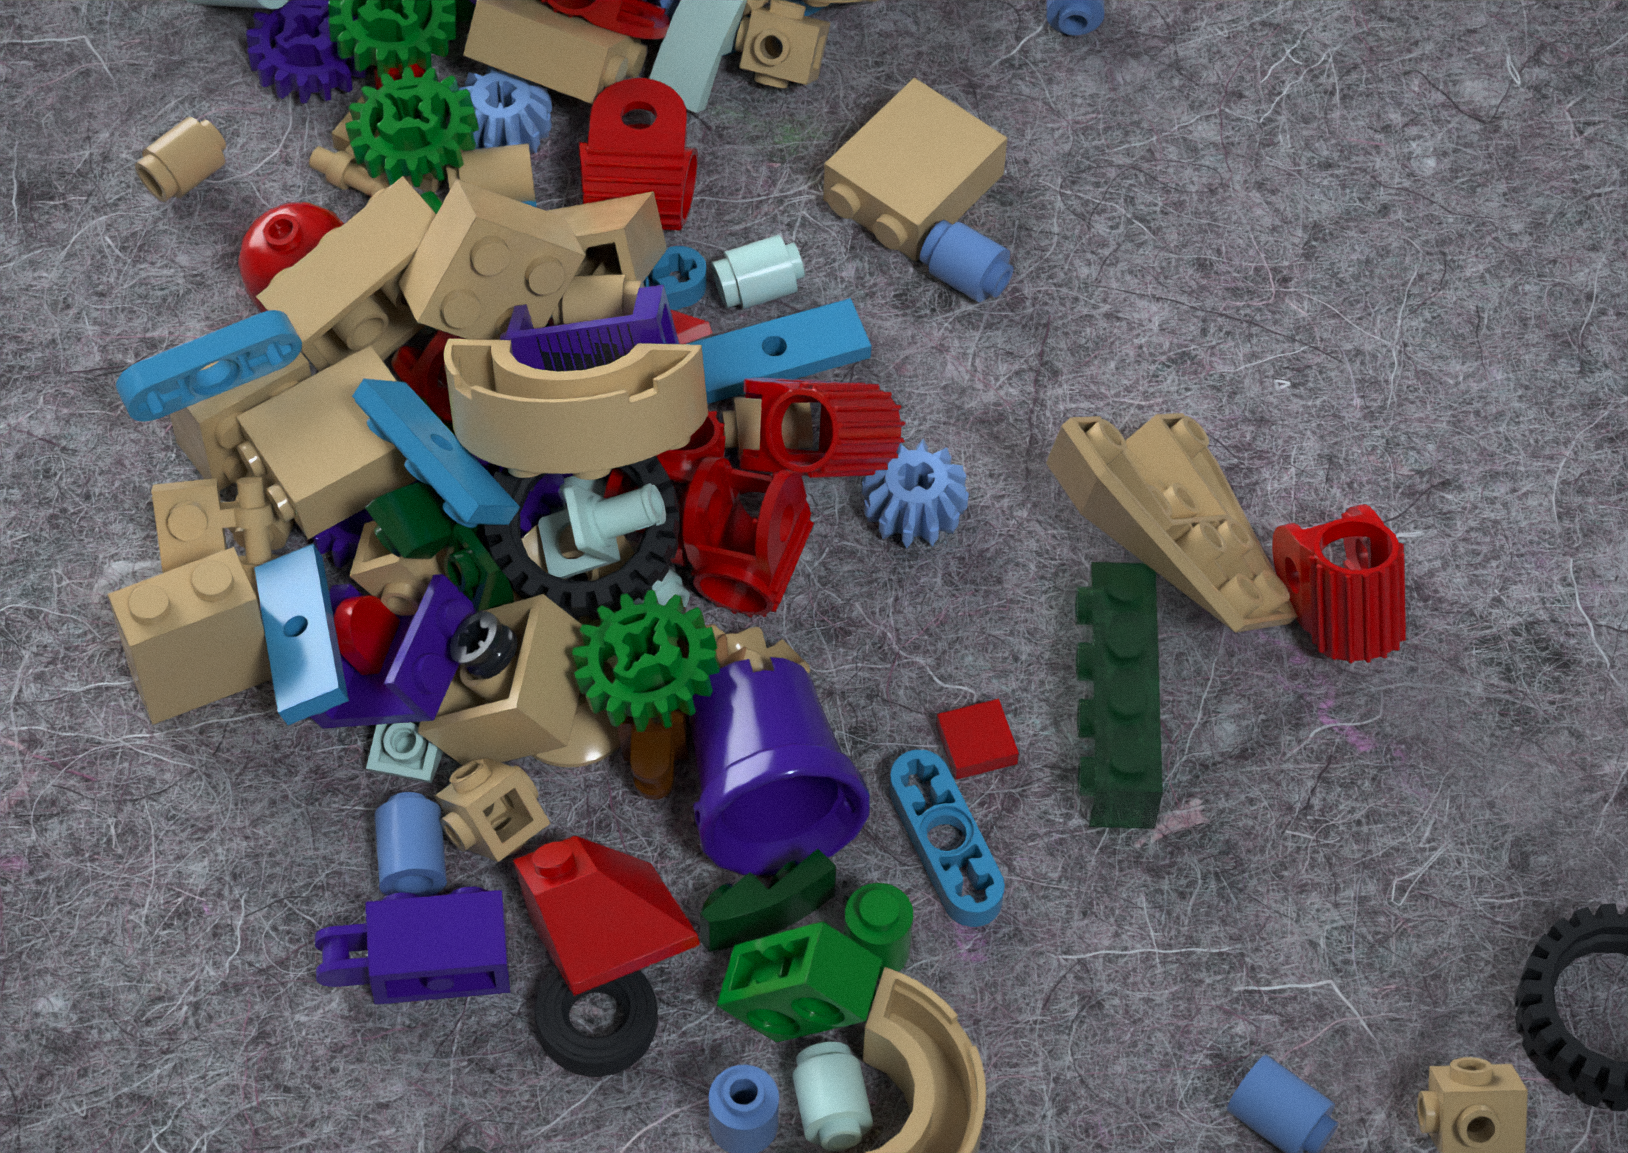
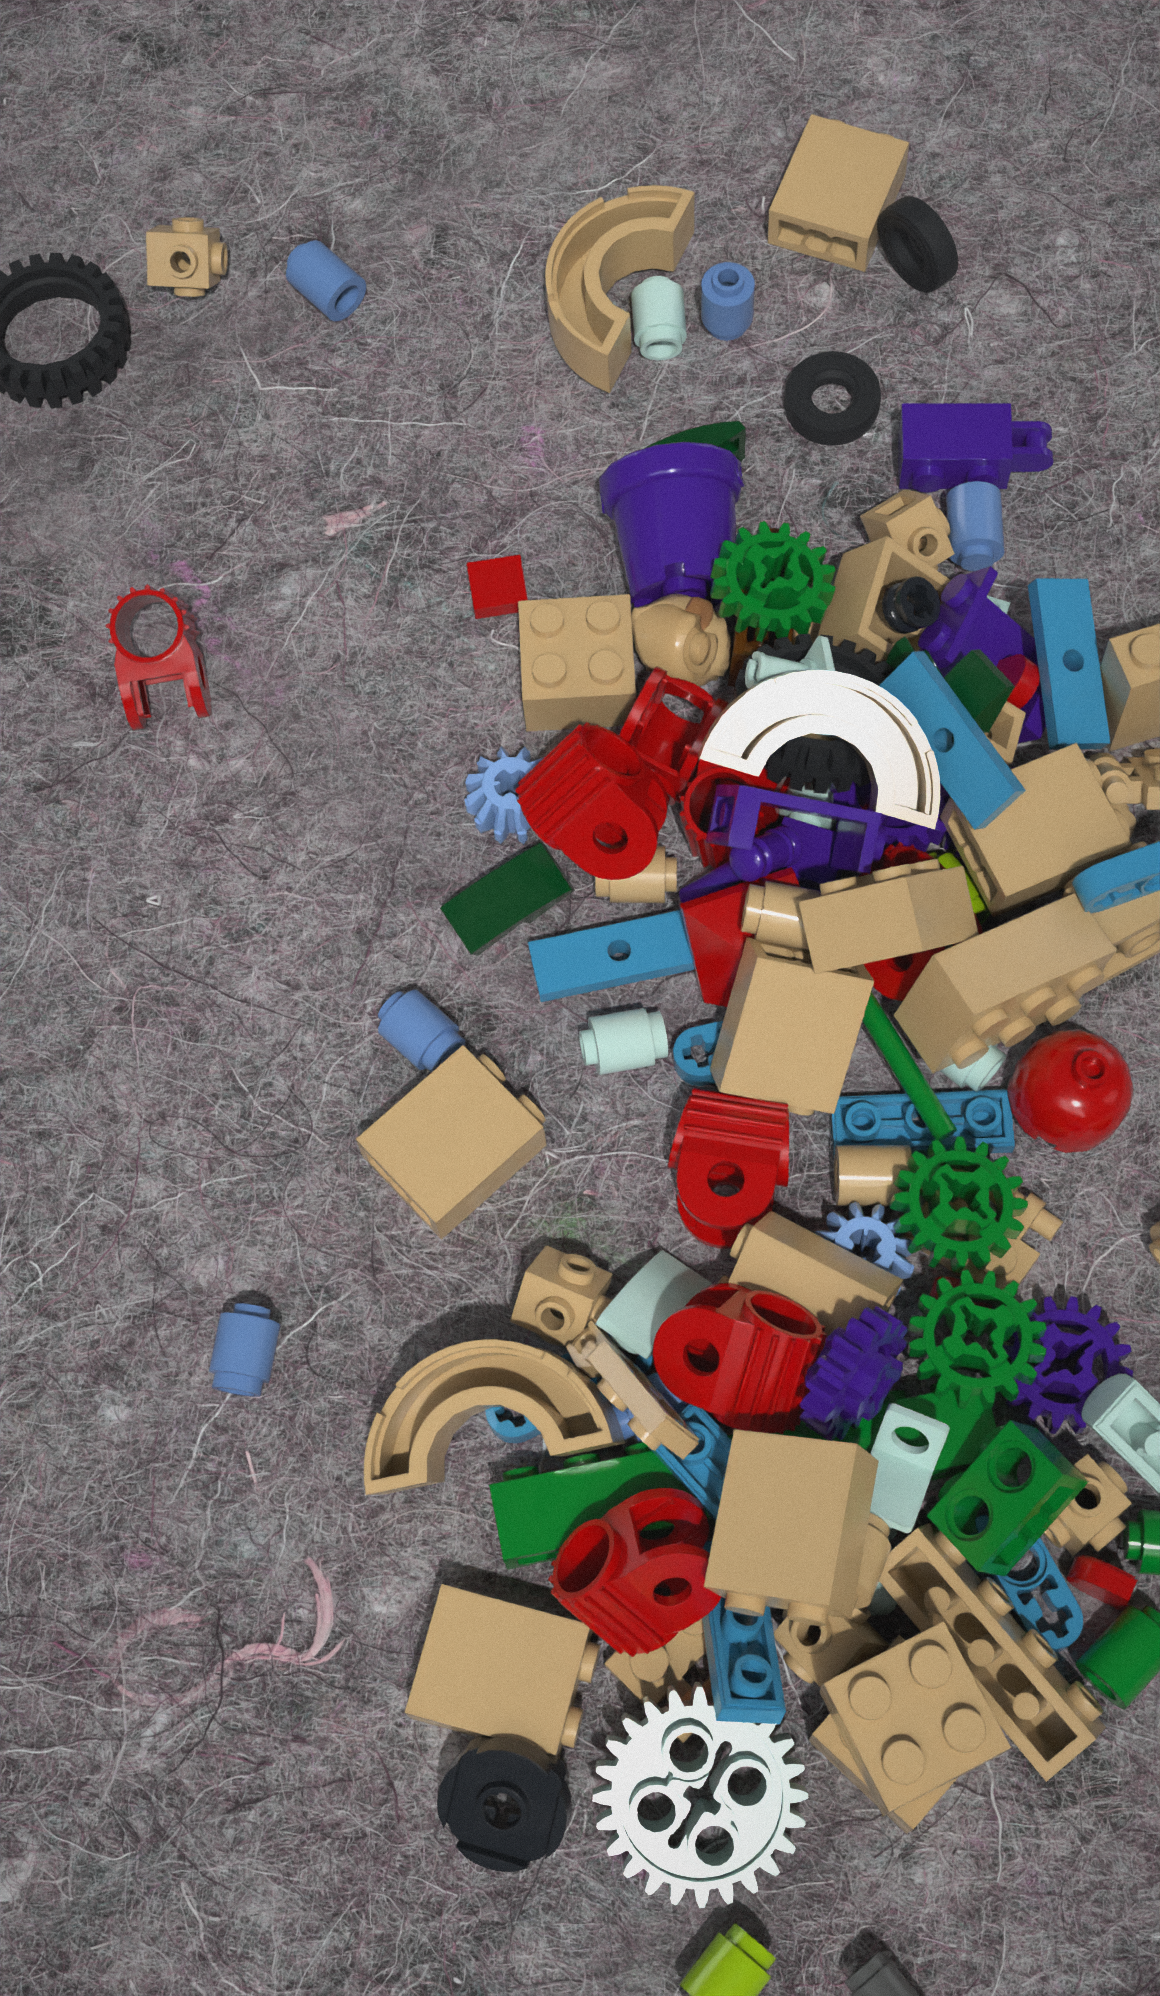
camera: 165 degrees left, 10 degrees up
(600, 911) = (819, 445): red slope -> none
(800, 982) = (674, 362): green brick -> none
(867, 633) = (576, 662): none -> tan brick
(881, 922) = (605, 423): green brick -> none
(919, 379) = (507, 898): none -> dark green slope
(943, 865) = (533, 529): dark azure beam -> none
(1122, 696) = (371, 594): clear green brick -> none
(1173, 512) = (292, 726): tan wedge -> none

